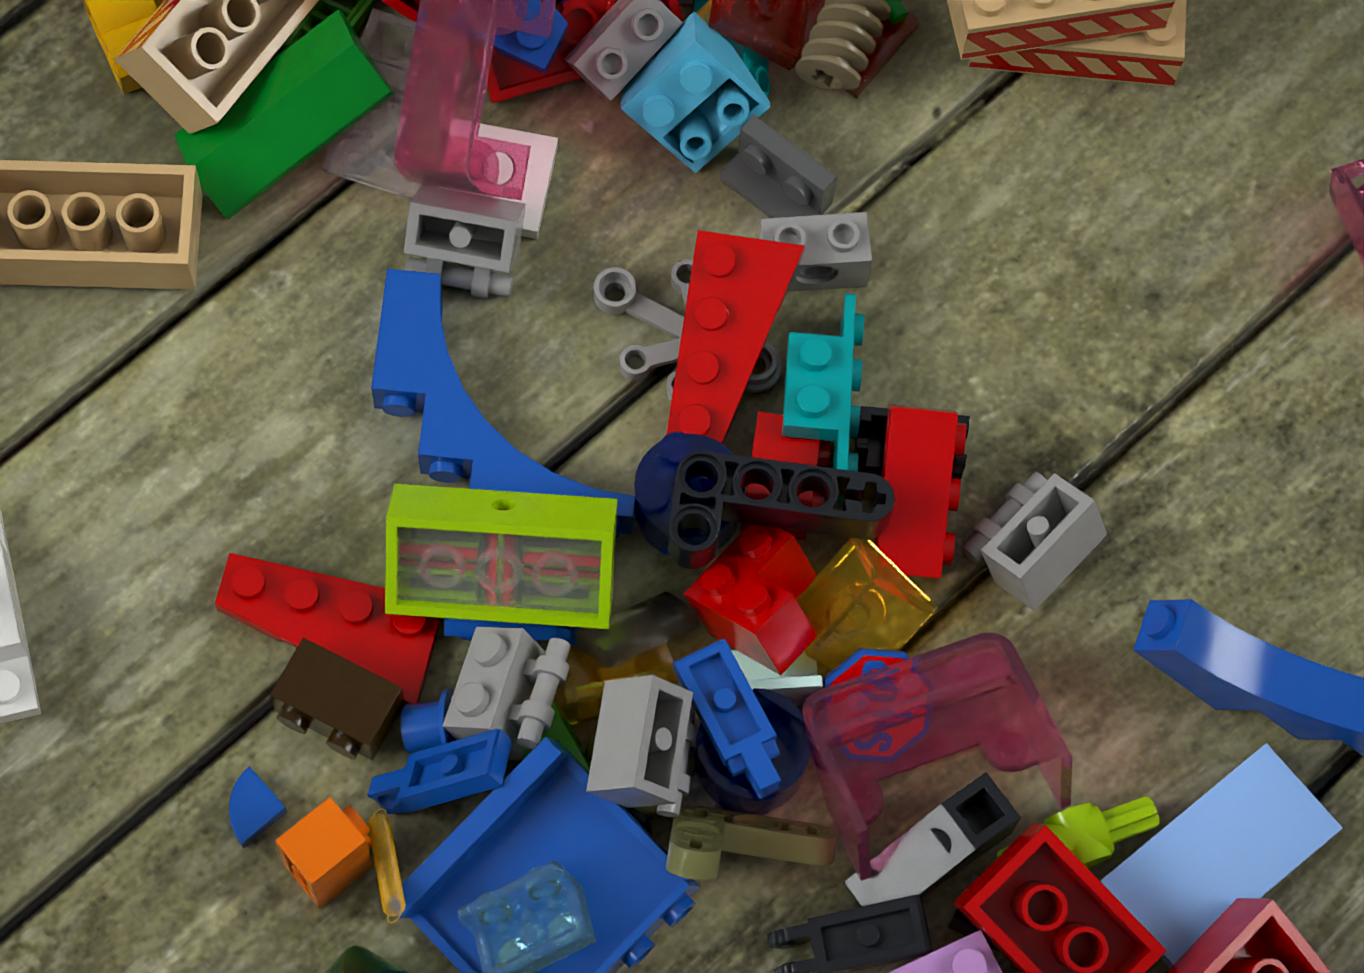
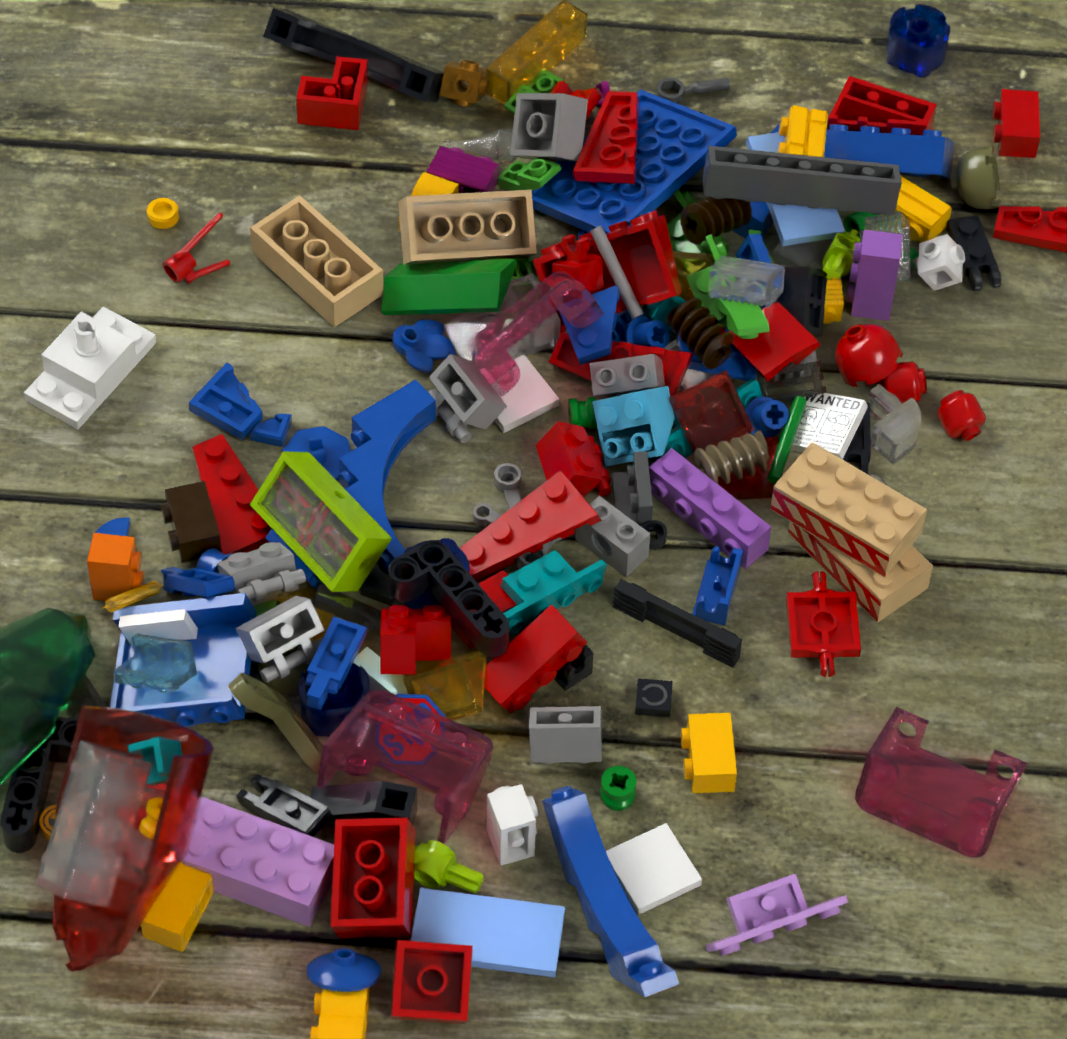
camera: 50 degrees right, 15 degrees down
(191, 509) = (227, 404): none -> blue wing
(277, 489) = (272, 430): none -> blue tile
(330, 211) = (422, 344): none -> blue plate
(358, 466) = (323, 445): none -> blue piece
(466, 874) = (165, 624): none -> white tile
(607, 132) = (582, 413): none -> green wheel
(634, 564) = (377, 585): none -> black tile
(667, 204) = (576, 456): none -> red brick
(853, 199) = (661, 533): none -> black hinge
(878, 117) = (708, 507): none -> medium lavender brick
(984, 202) = (718, 586): none -> blue hinge
(1061, 272) = (642, 605): none -> black container
(1063, 402) = (653, 697): none -> black tile
(1116, 706) = (511, 823): none -> white brick
(1136, 142) = (823, 624): none -> red plate
(1148, 558) = (617, 797): none -> green wheel
(1199, 409) = (710, 753): none -> yellow brick
(1290, 599) = (653, 868): none -> white tile

